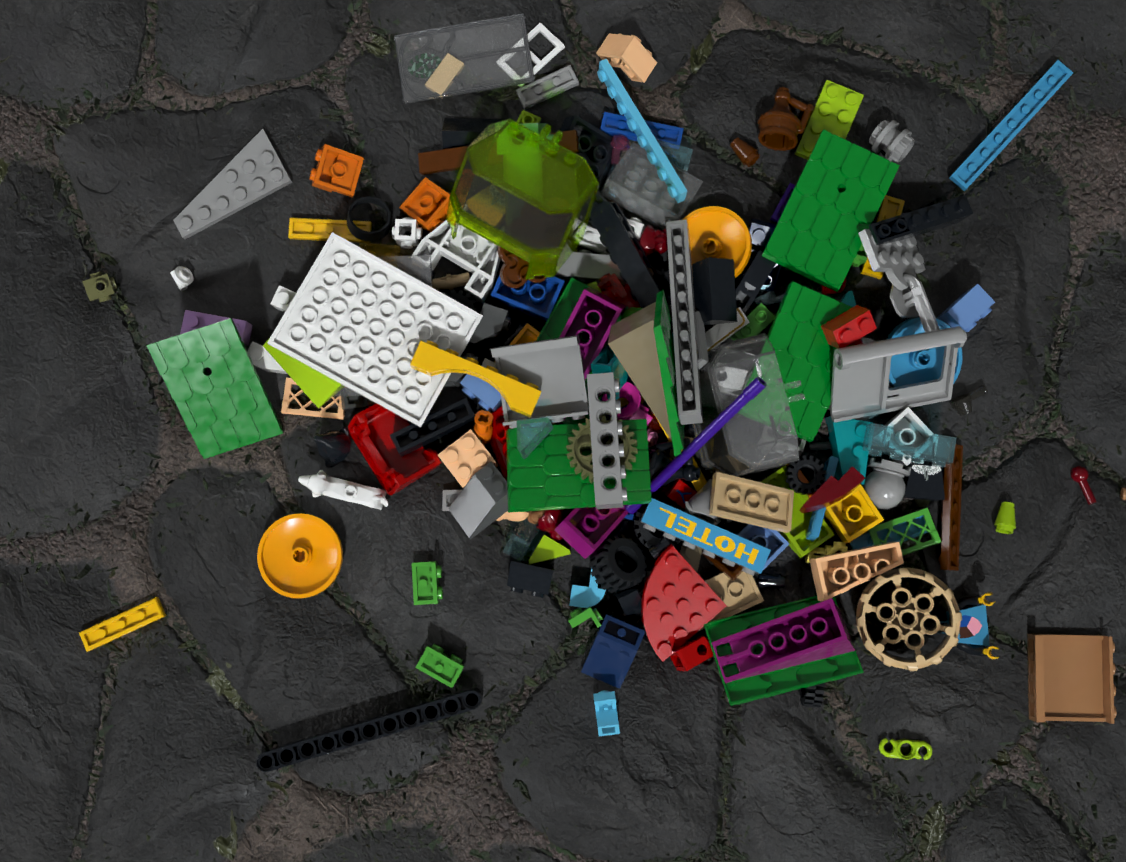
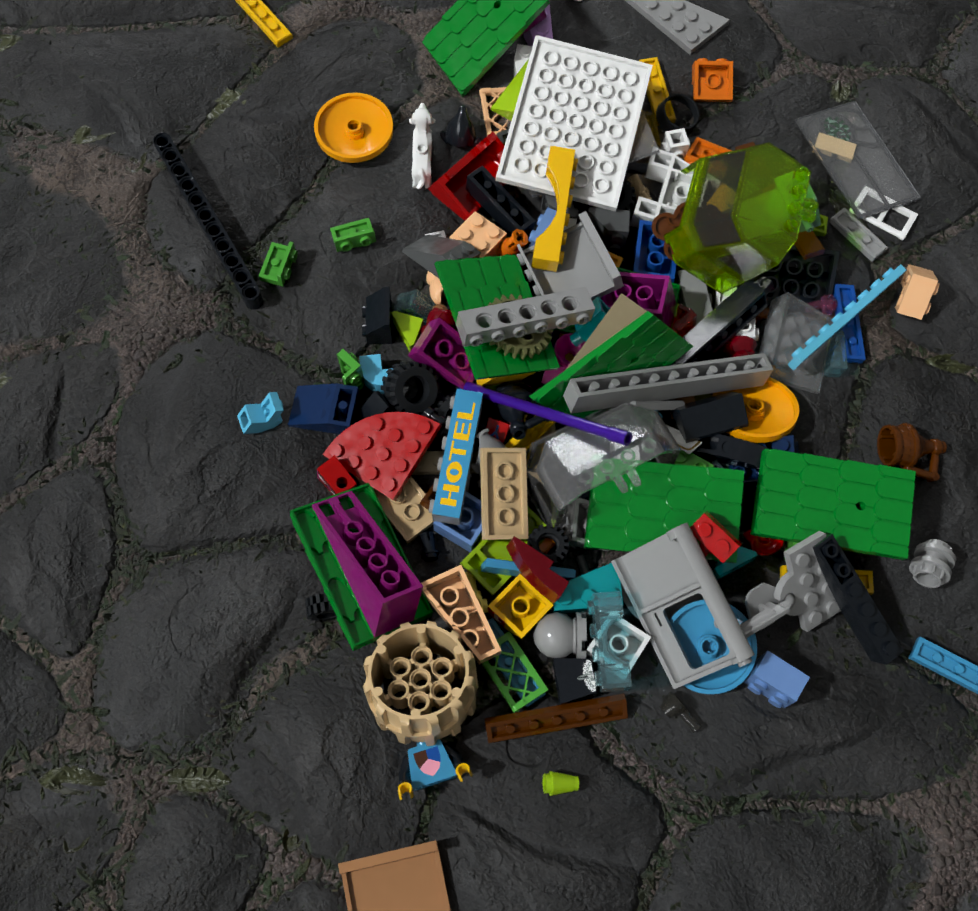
camera: 70 degrees right, 15 degrees down
(531, 433) = (513, 266): clear light blue slope -> none
(746, 153) = (863, 424): reddish brown cone -> none
(833, 113) = (942, 504): lime plate -> none
(915, 746) = (286, 737): lime piece -> none
(1080, 475) = (632, 863): dark red bar -> none

